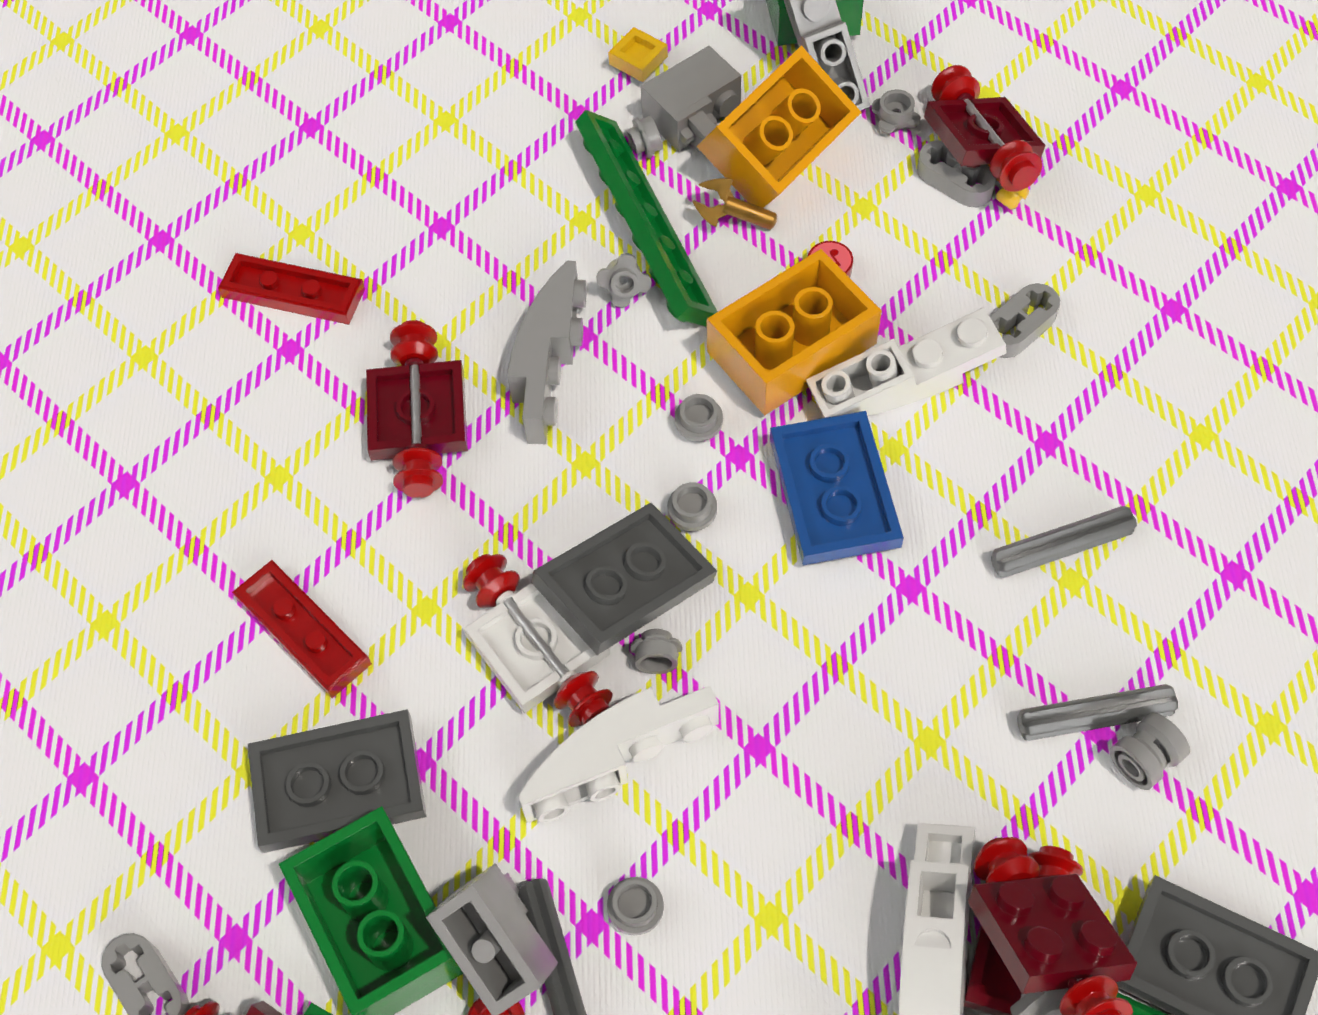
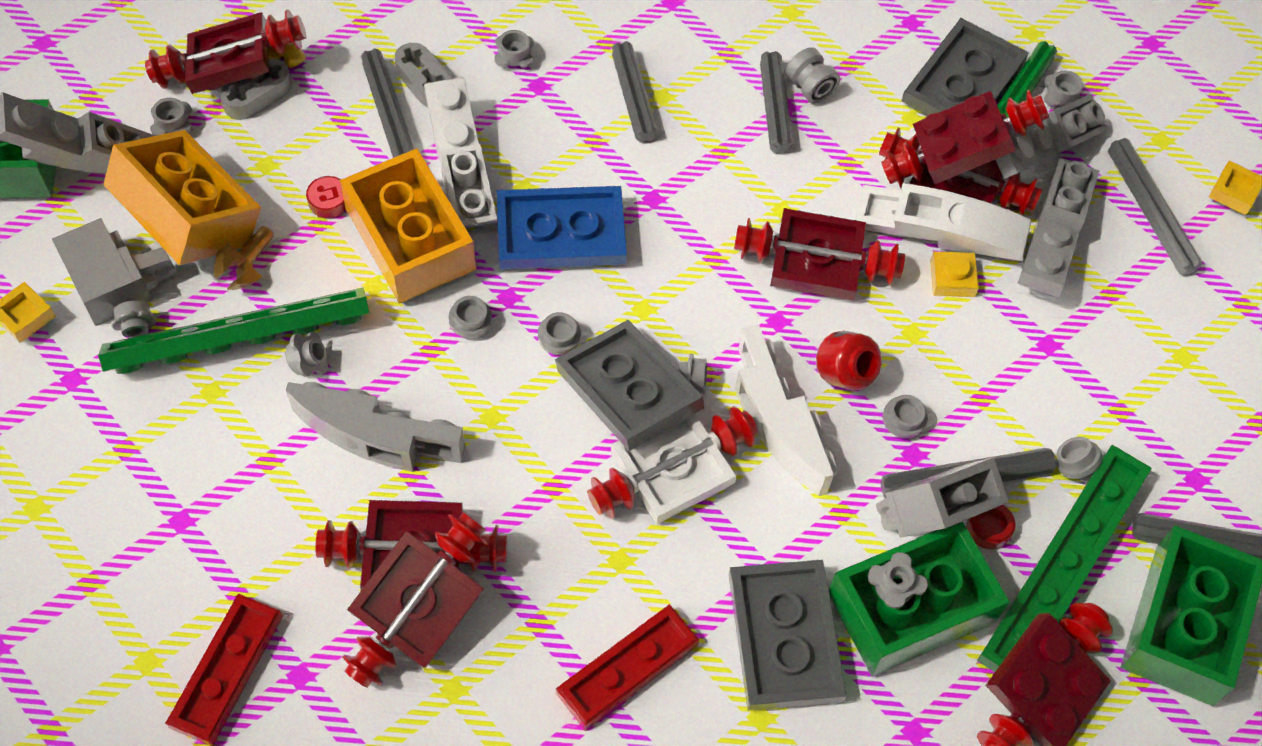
camera: 90 degrees left, 0 degrees up
(347, 412) = (415, 600): none -> dark red plate
(379, 873) = (897, 594): none -> light grey plate
(692, 821) = (849, 360): none -> red head
(858, 782) = (819, 253): none -> dark red plate
(868, 965) = (954, 274): none -> yellow plate
(958, 297) = (386, 102): none -> dark grey axle
(1089, 392) = (514, 49): none -> light grey plate

